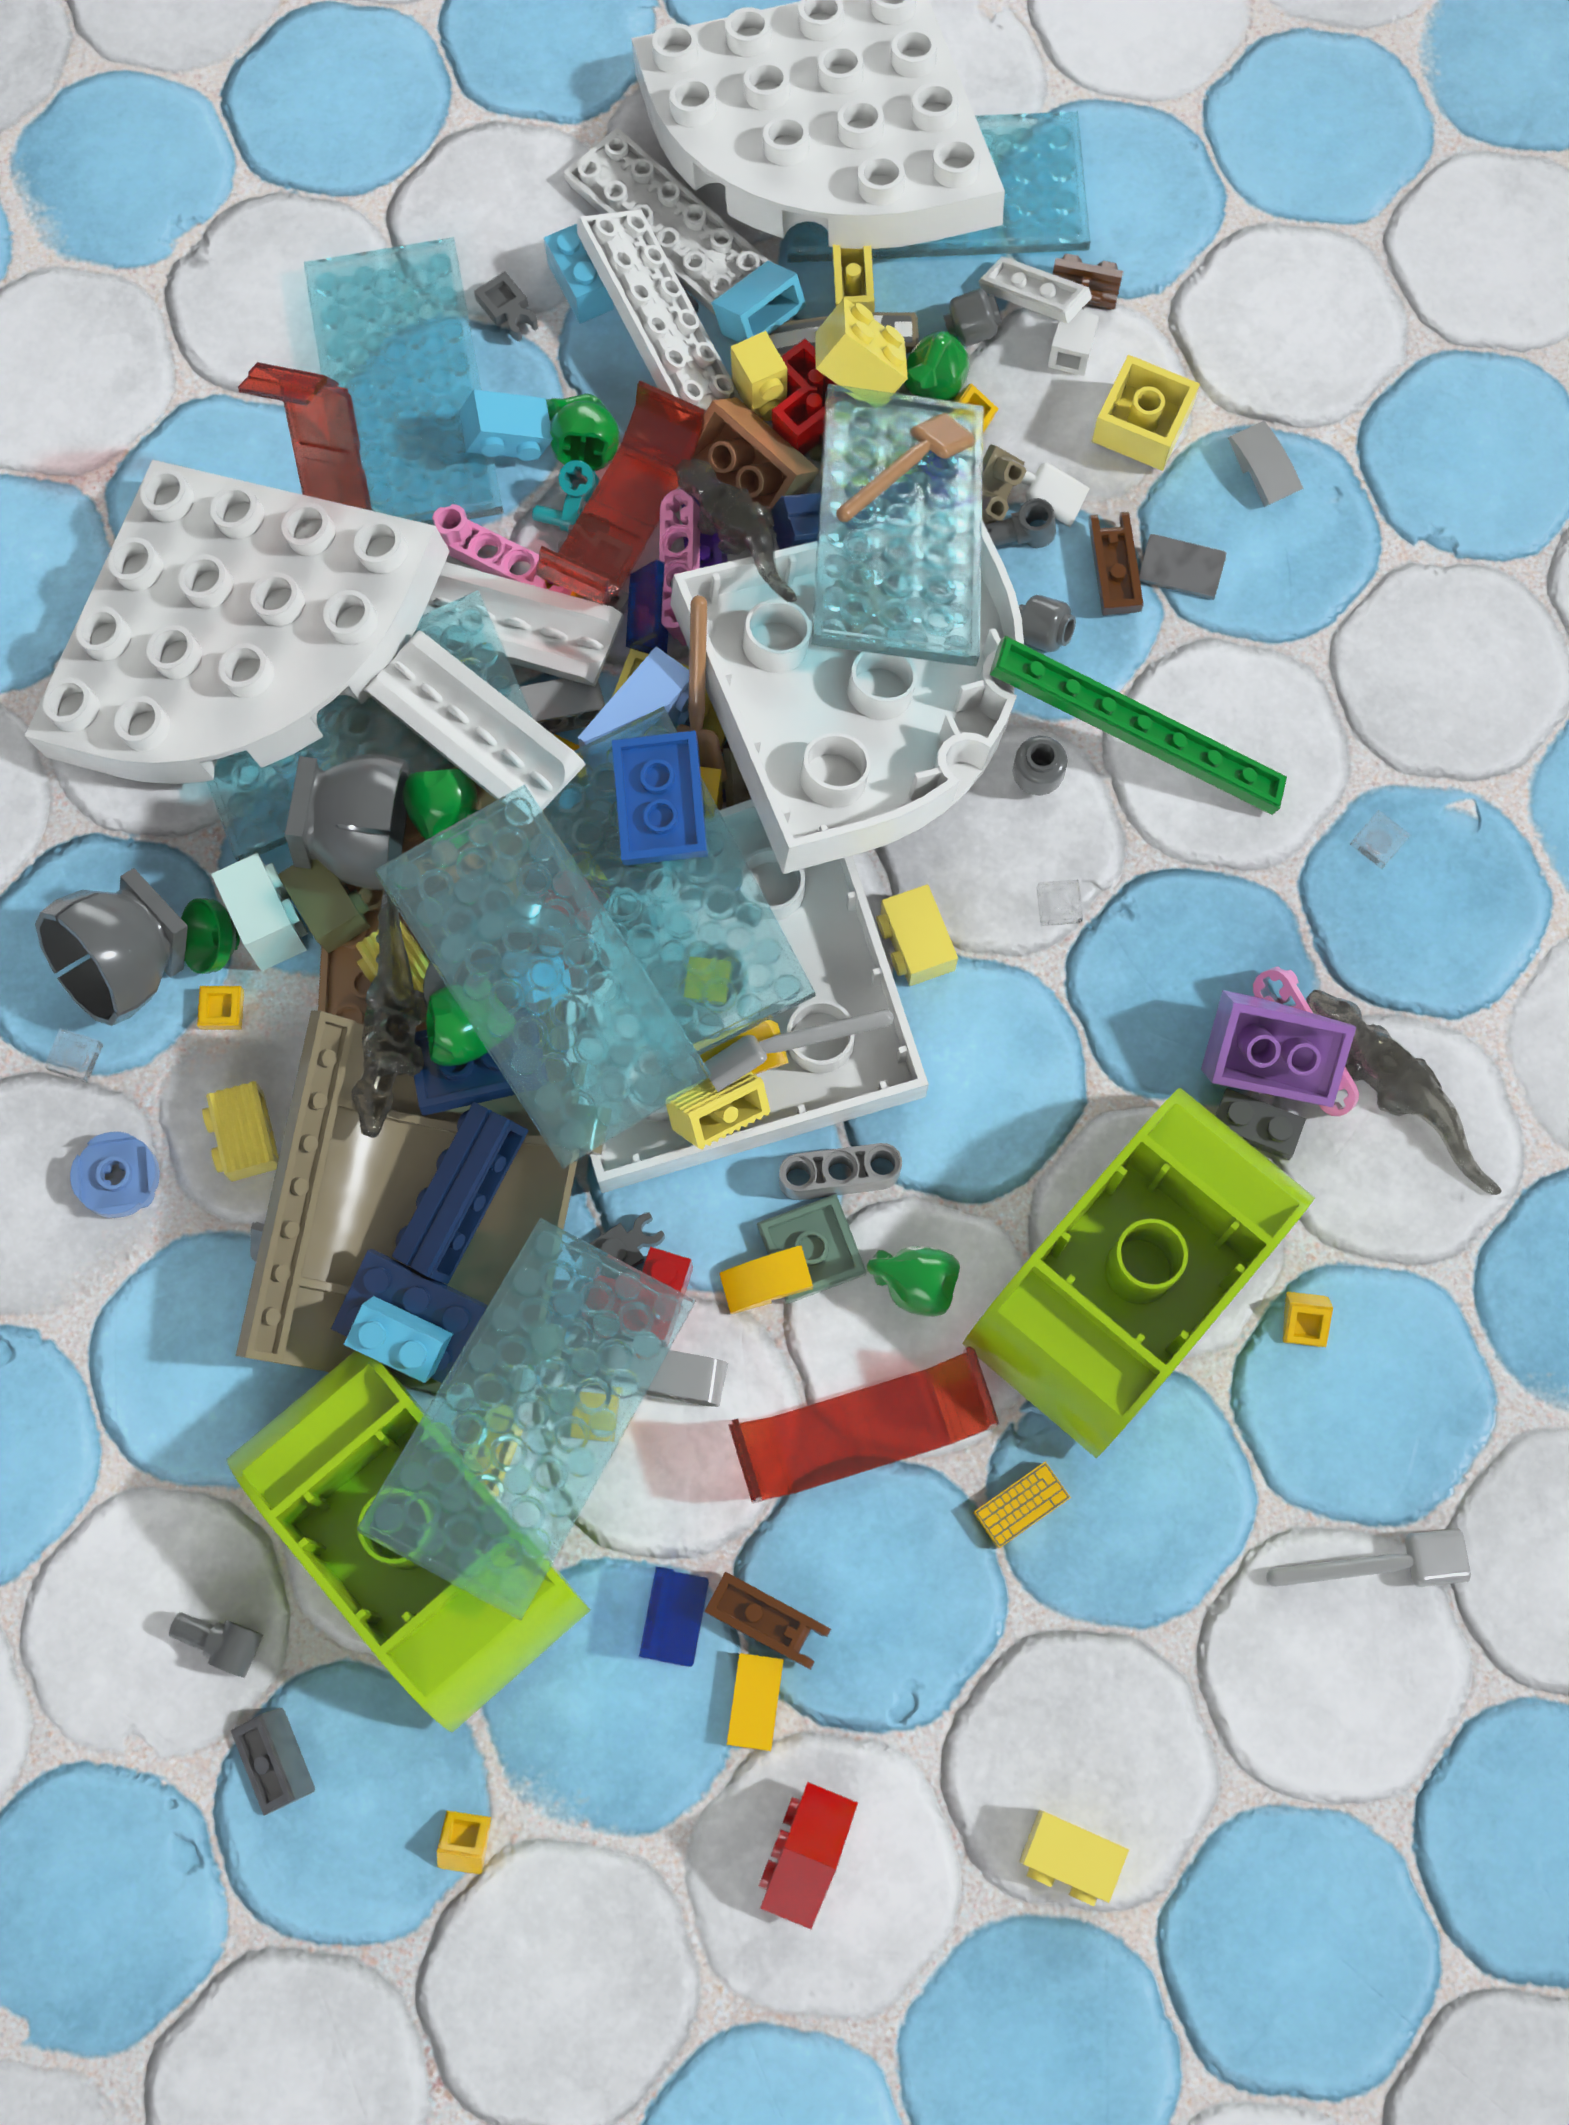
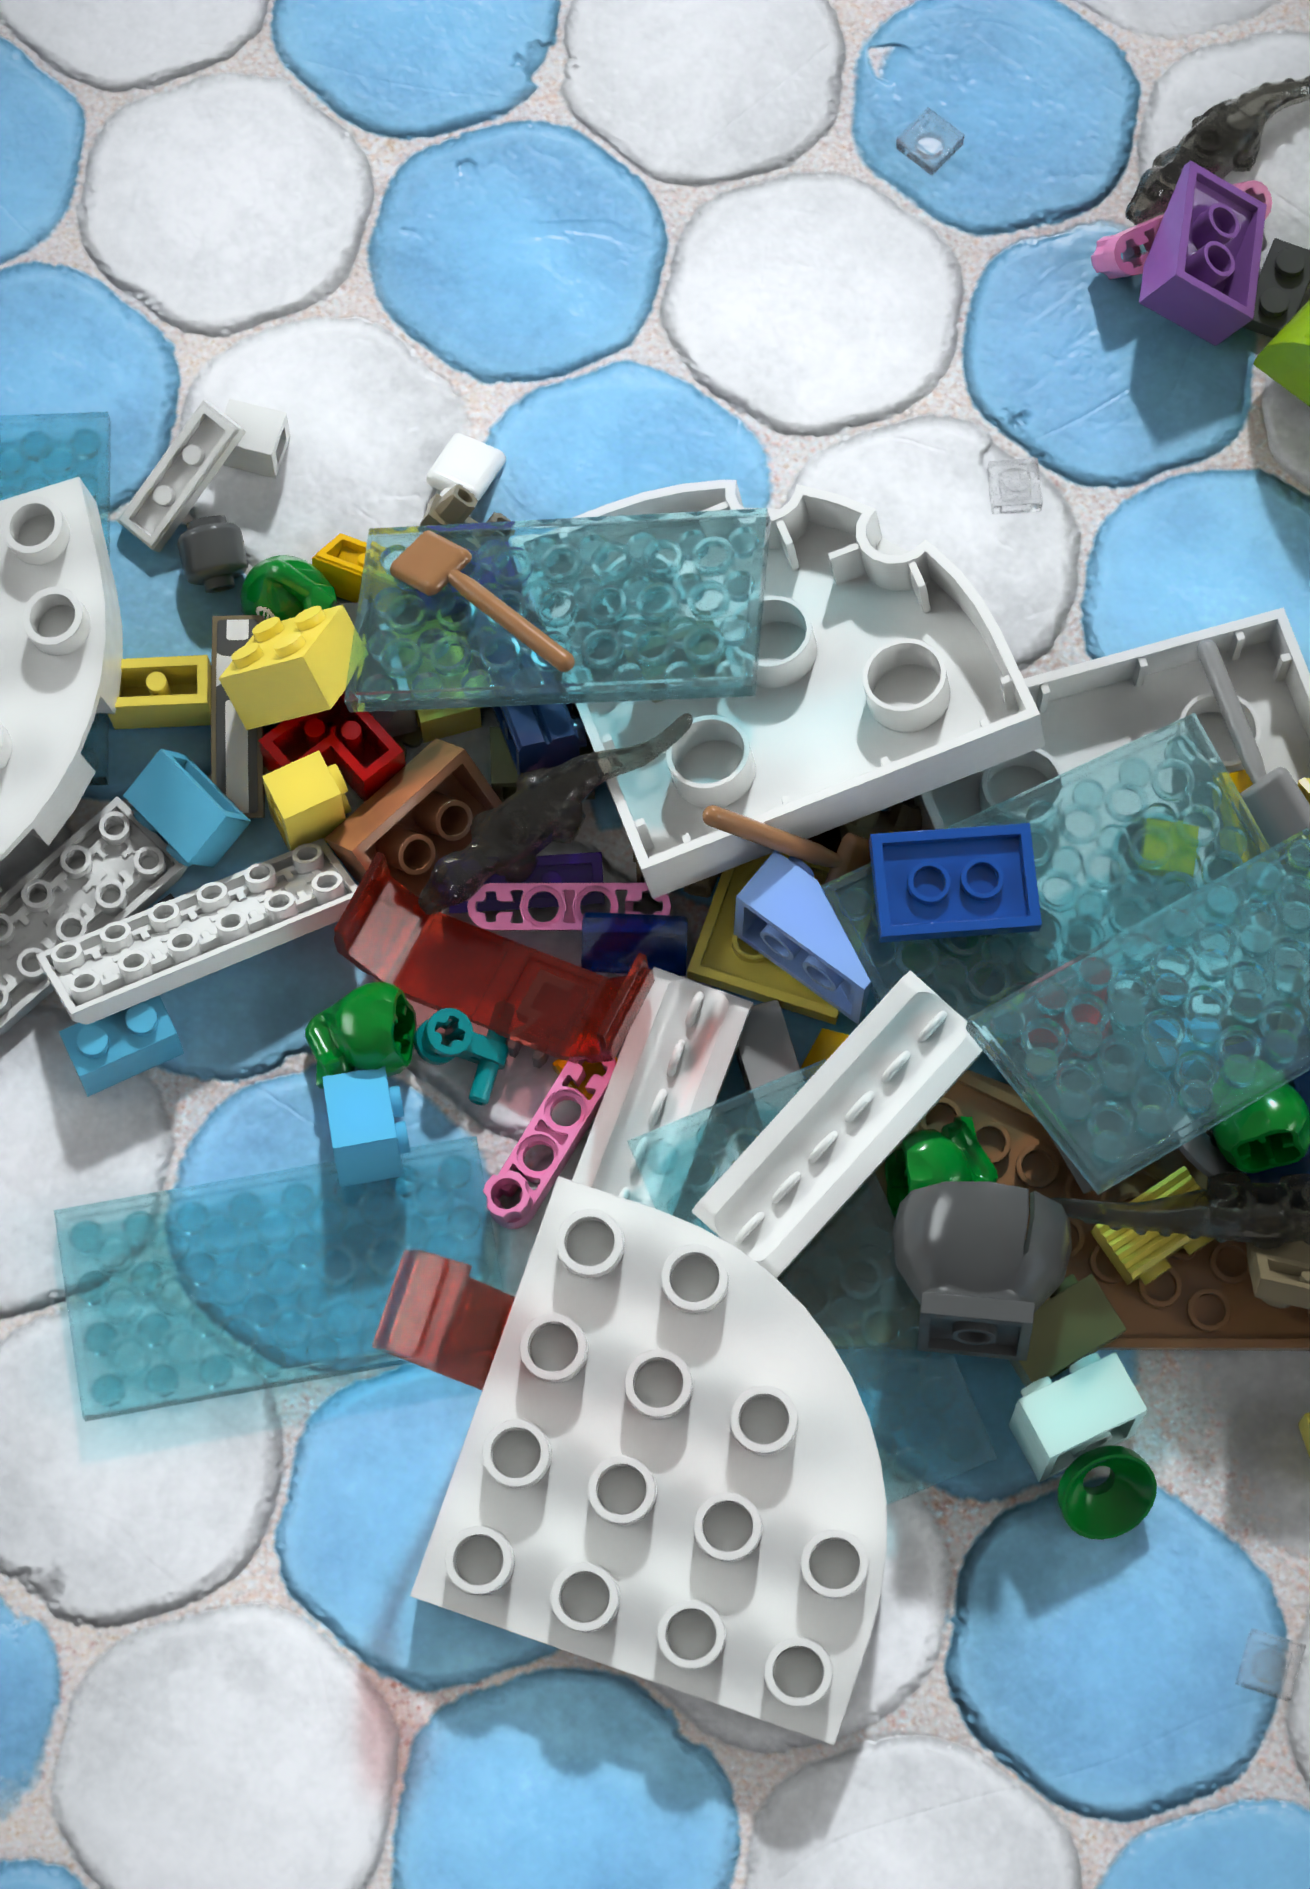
camera: 90 degrees left, 5 degrees down
(129, 941) = (1143, 1596): dark grey plate -> none
(220, 1007) = (1190, 1482): yellow tile -> none
(506, 302) = (156, 1145): dark grey plate -> none
(917, 935) = (1068, 632): light yellow brick -> none
(1018, 527) = (514, 507): dark grey pin -> none
(1039, 765) = (852, 479): dark grey head -> none
(1046, 623) = (650, 471): dark grey head -> none
(1102, 279) = (168, 408): reddish brown hips -> none
(1116, 566) = (568, 404): reddish brown hinge -> none
(1138, 725) = (810, 373): green tile -> none
(1145, 412) = (366, 355): light yellow brick -> none
(1182, 566) = (571, 333): flat silver slope -> none
(1266, 461) = (424, 233): light grey slope -> none

